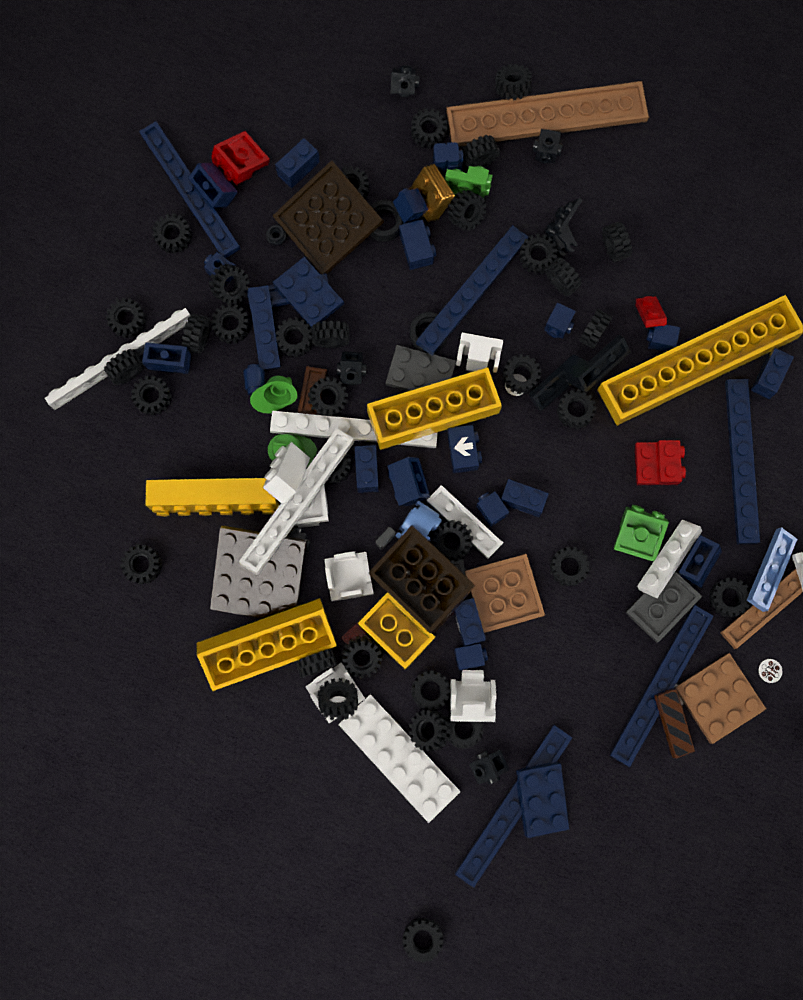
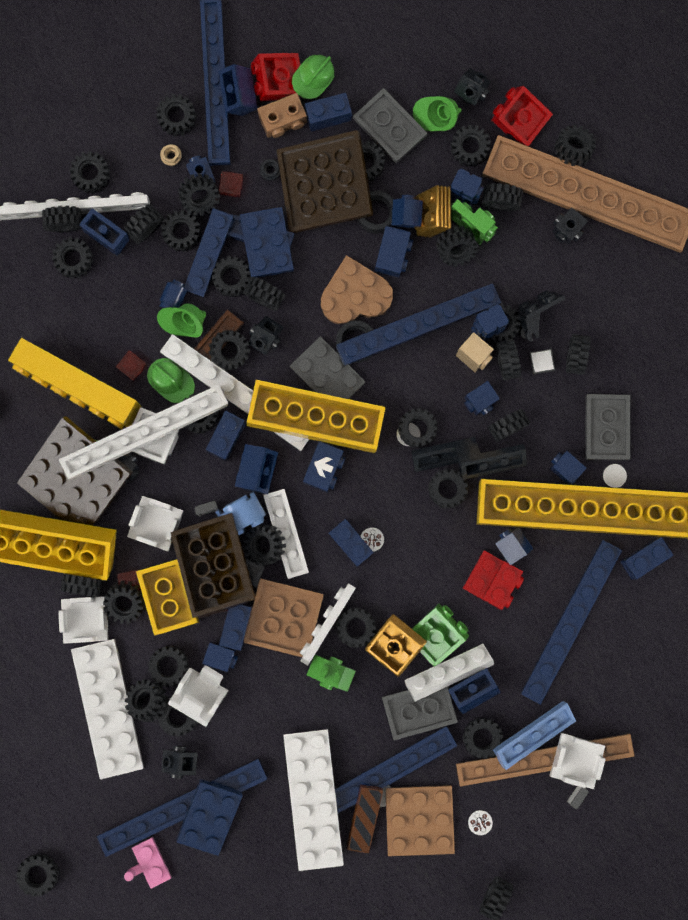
camera: 25 degrees right, 5 degrees up
(184, 263) = (171, 149): none -> tan plate
(250, 263) = (231, 184): none -> clear red plate
(252, 457) = (131, 365): none -> clear red plate
(261, 186) = (282, 116): none -> medium nougat brick
(268, 141) = (313, 76): none -> bright green piece
(286, 472) = (148, 401): white brick -> none
(338, 709) = (79, 639): black tyre -> none
(354, 147) = (390, 125): none -> dark grey plate
(386, 117) = (436, 113): none -> bright green piece
(404, 295) = (354, 293): none -> medium nougat plate
(455, 82) = (521, 115): none -> red plate
(479, 351) = (388, 387): white panel -> none
(492, 508) = (317, 535): dark blue brick -> none
(514, 872) = (150, 863): none -> bright pink plate
(532, 252) = (490, 322): none -> dark blue brick
(533, 285) = (475, 353): none -> tan brick
(539, 483) = (373, 538): none -> white sticker
(544, 584) = (322, 630): none -> white plate
(572, 615) = (331, 673): none -> bright green hinge
(589, 265) = (542, 361): none -> white tile
(621, 571) = (382, 645): none -> pearl gold brick
(622, 732) = (313, 800): none -> white plate
(651, 311) = (569, 438): red plate -> none
(658, 423) = (513, 545): none -> brick
(675, 287) = (607, 427): none -> dark grey plate
(703, 323) = (614, 475): none -> white sticker

